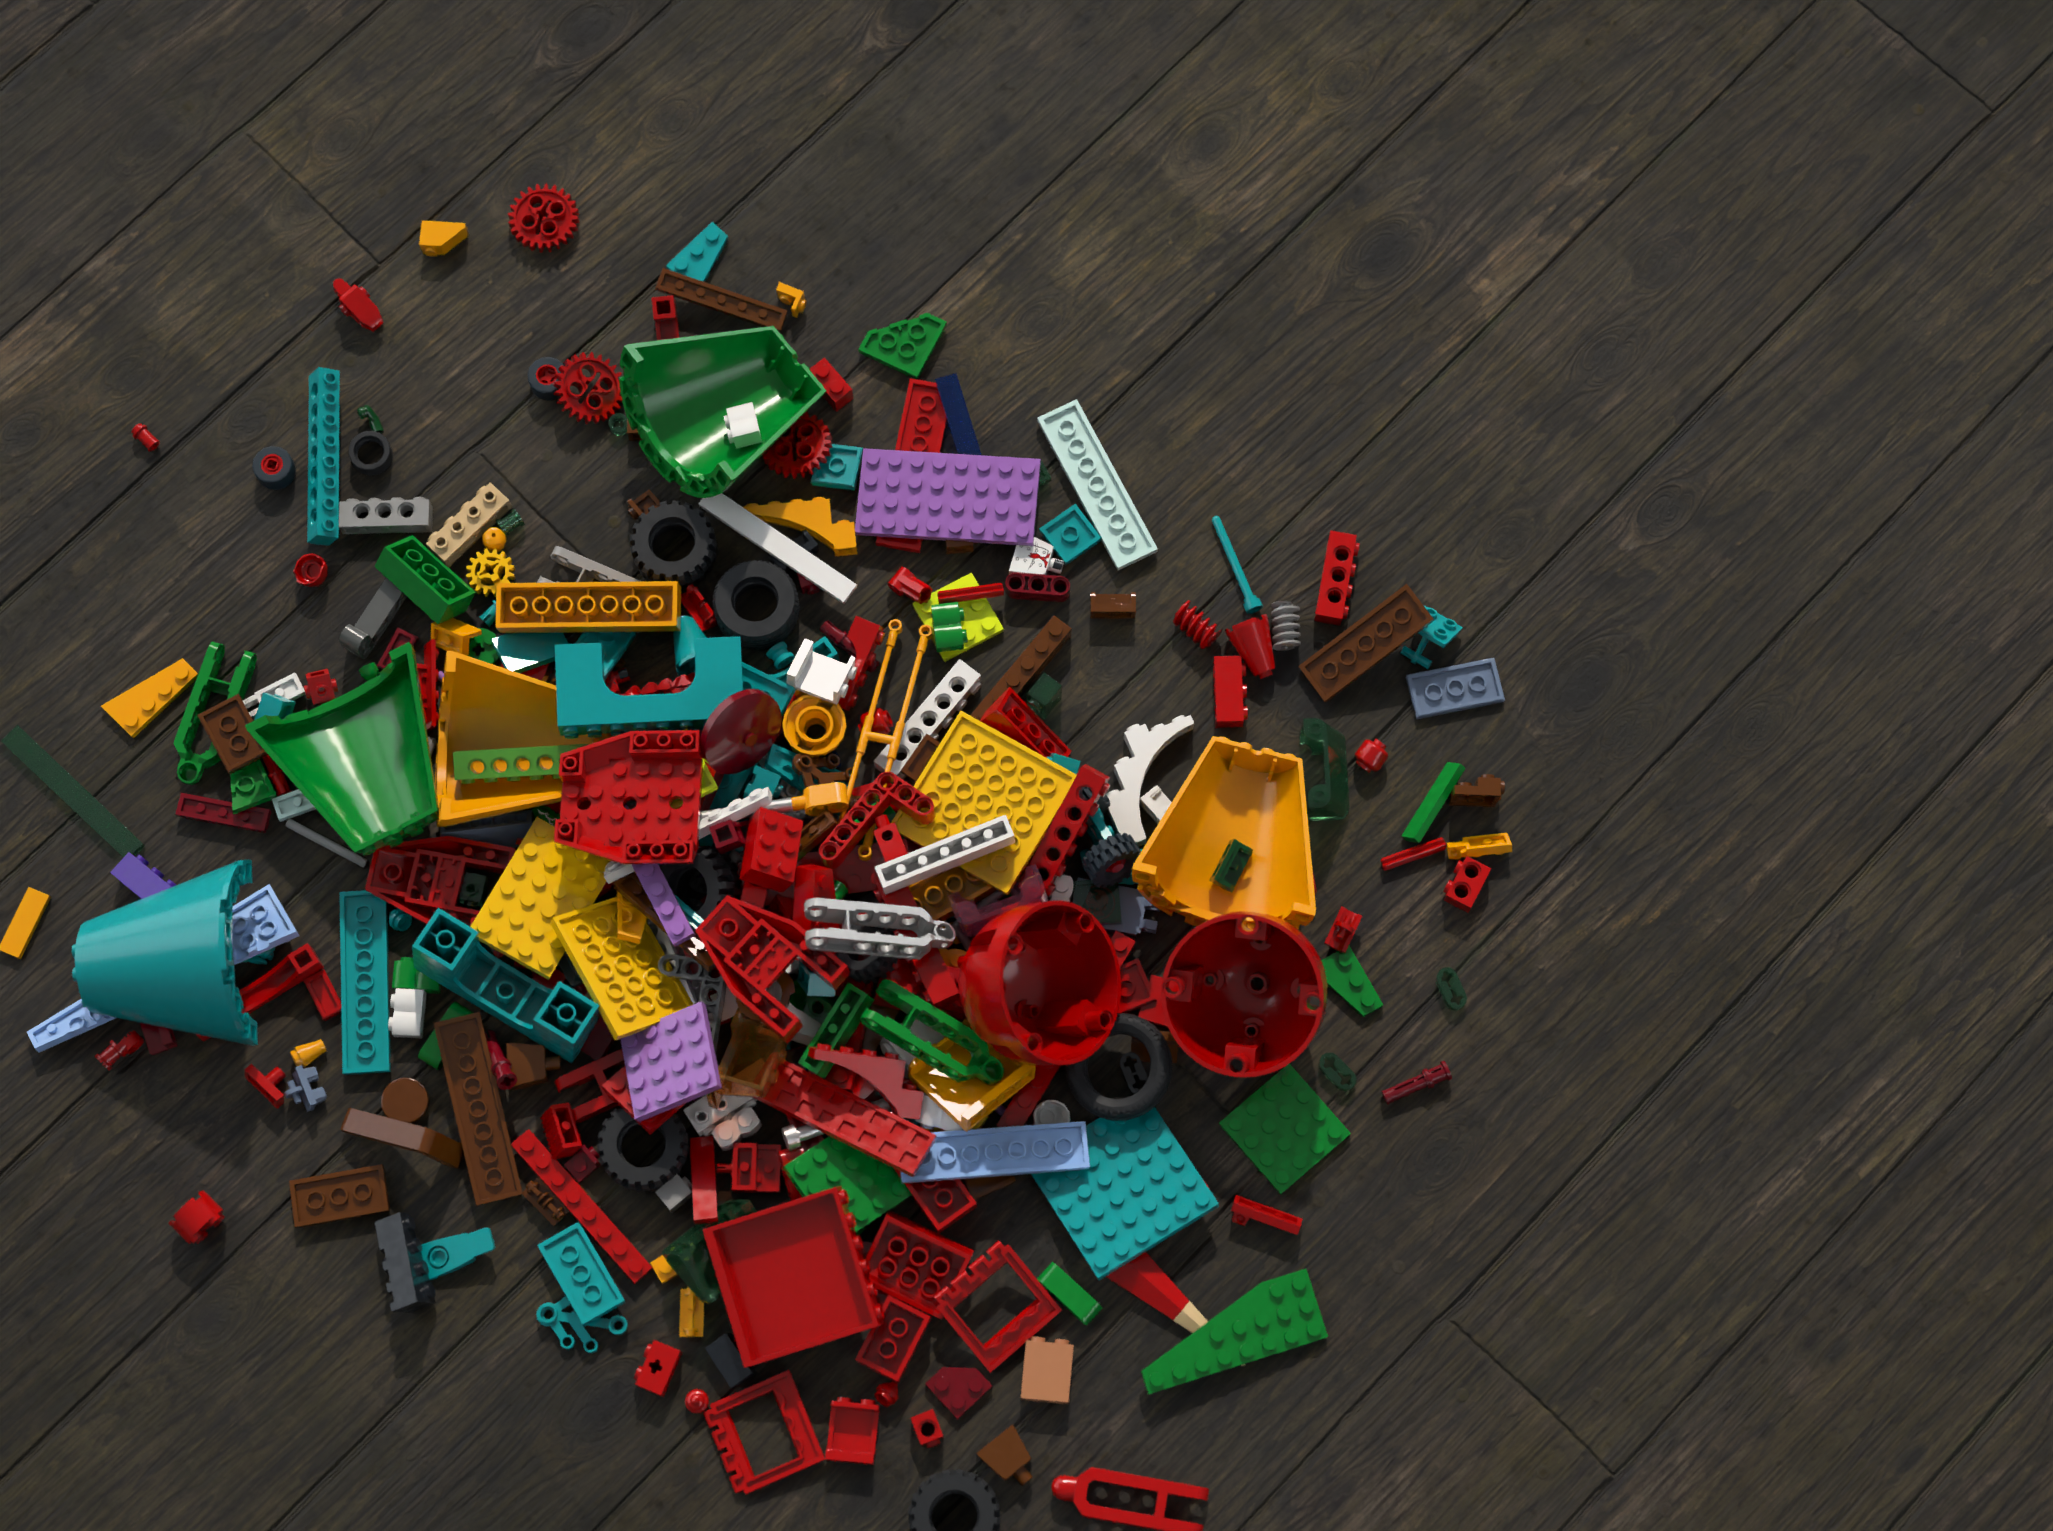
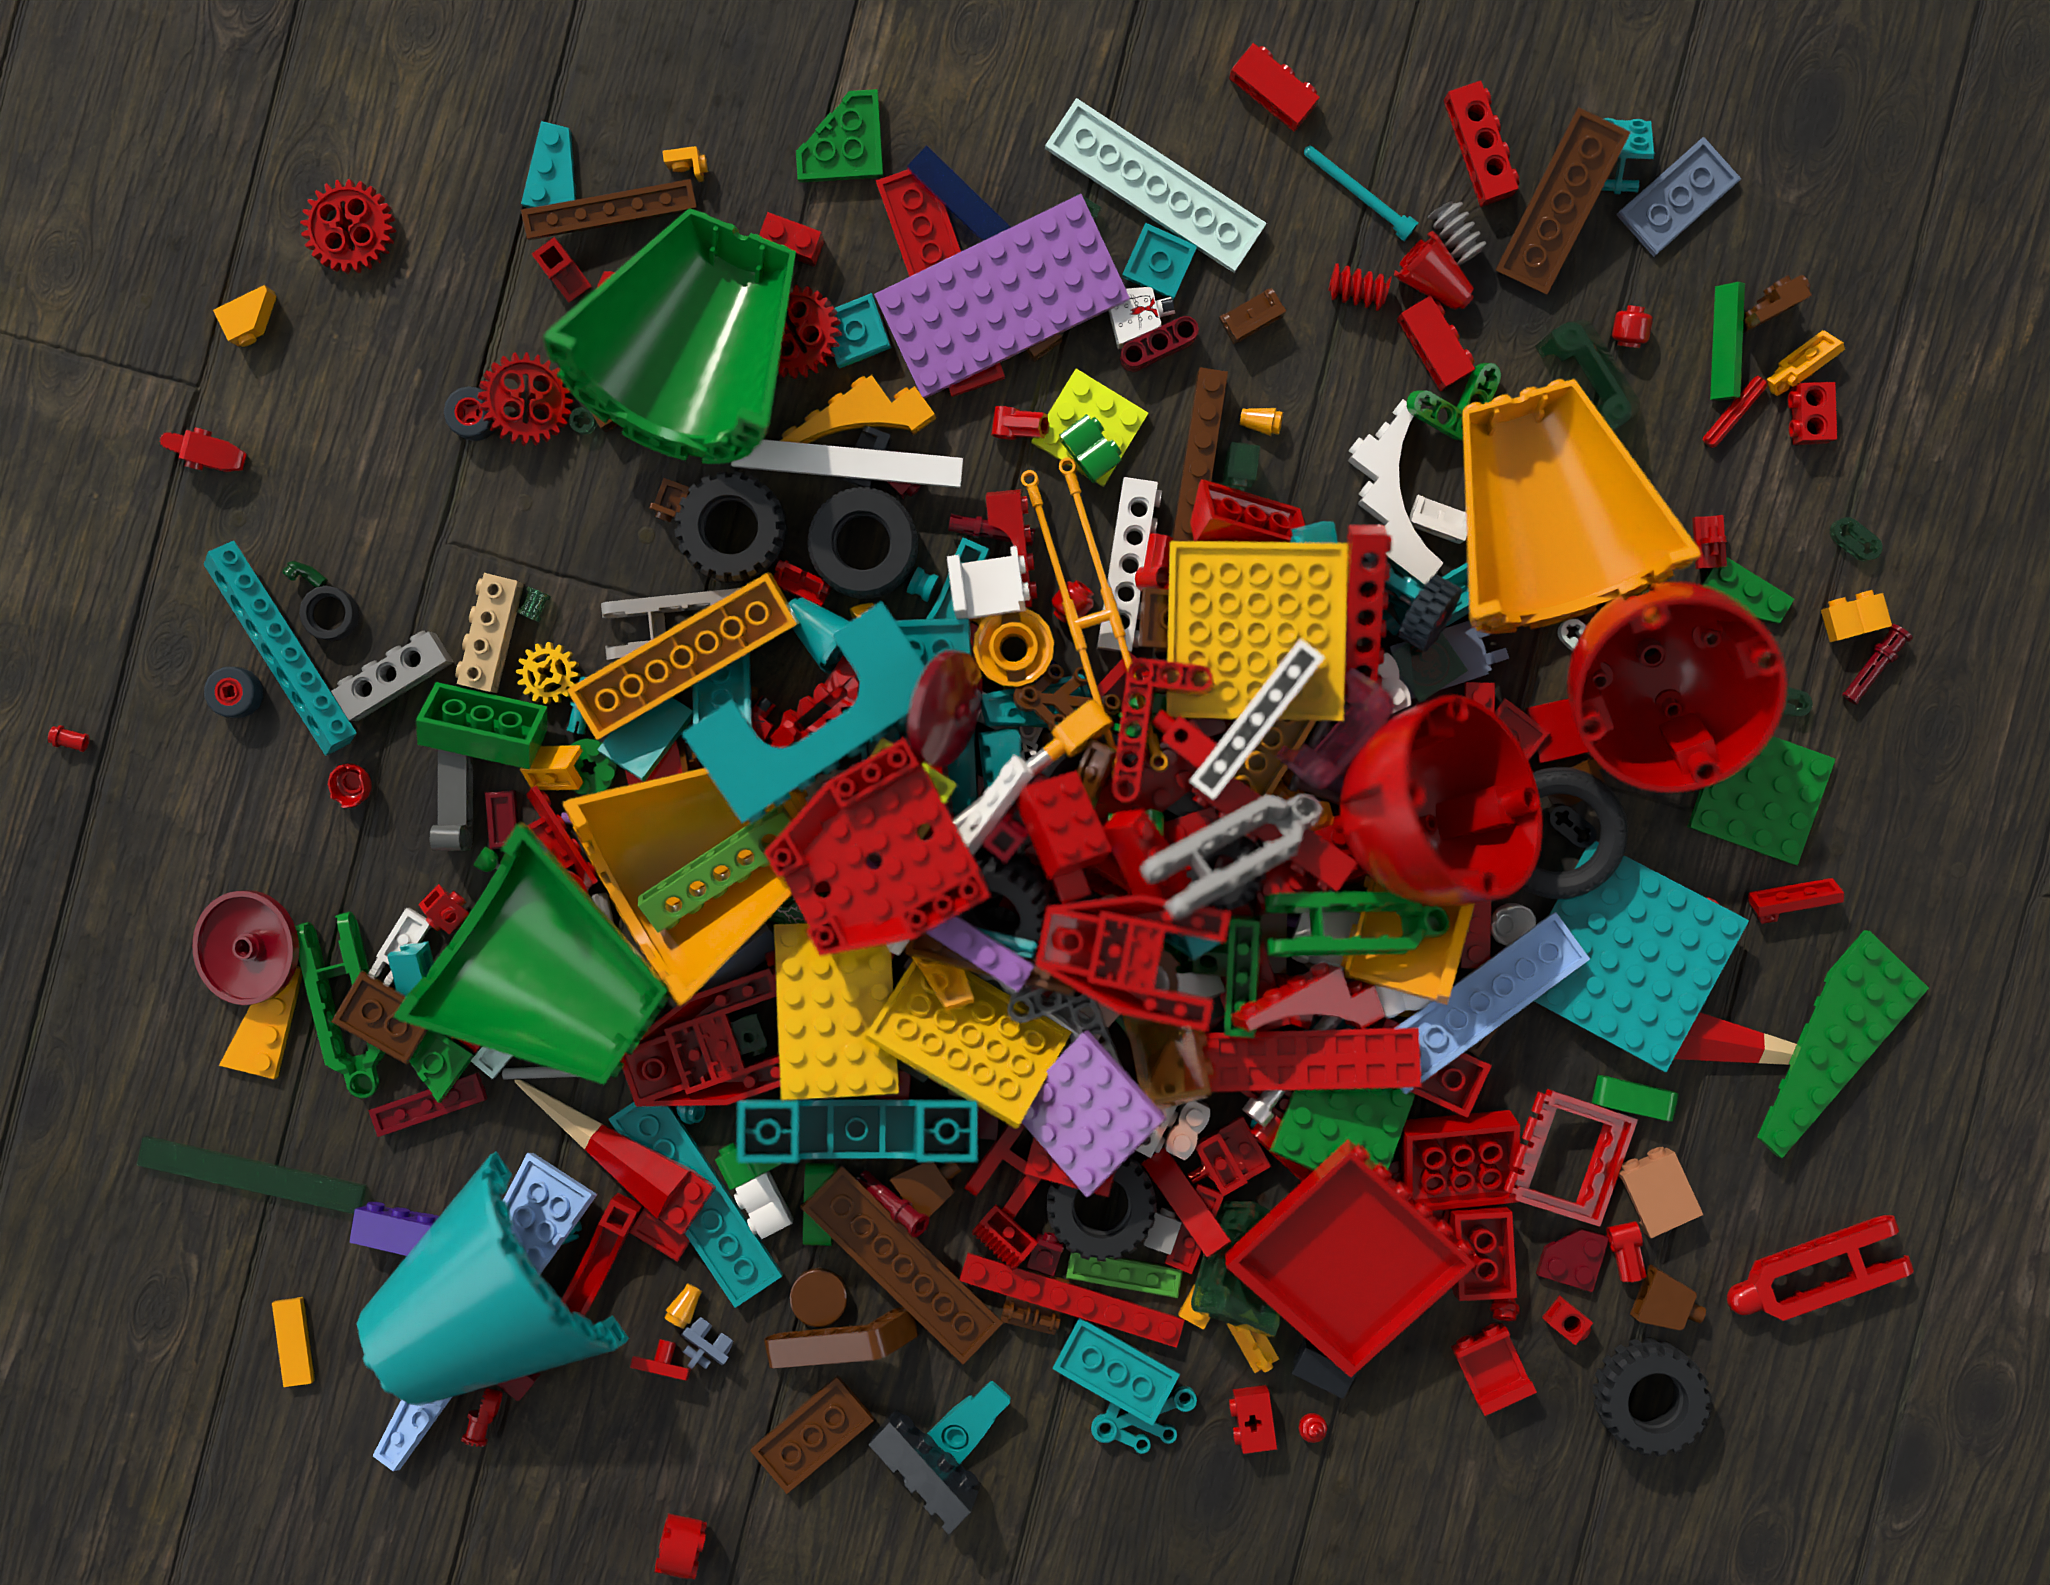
camera: 30 degrees left, 15 degrees up
(171, 636) = (245, 947): none -> dark red dish
(344, 951) = (659, 1183): none -> red plate
(494, 538) = (534, 636): light orange piece -> none
(630, 1210) = (1126, 1274): none -> bright green tile
(682, 1216) = (1186, 1250): none -> red plate
(743, 425) = (728, 346): white brick -> none
(795, 1420) = (1424, 1386): red hinge -> none
(943, 723) = (1155, 570): none -> red piece
(970, 593) = (1091, 394): red axle -> none
(1001, 1397) = (1626, 1243): none -> red piece
(1080, 677) = (1262, 420): none -> light orange cone
(1200, 723) = (1452, 425): none -> green beam
(1215, 464) = (1274, 86): none -> red brick
(1231, 865) = (1550, 540): dark green hinge -> none
(1420, 1040) = (1856, 617): none -> light orange brick

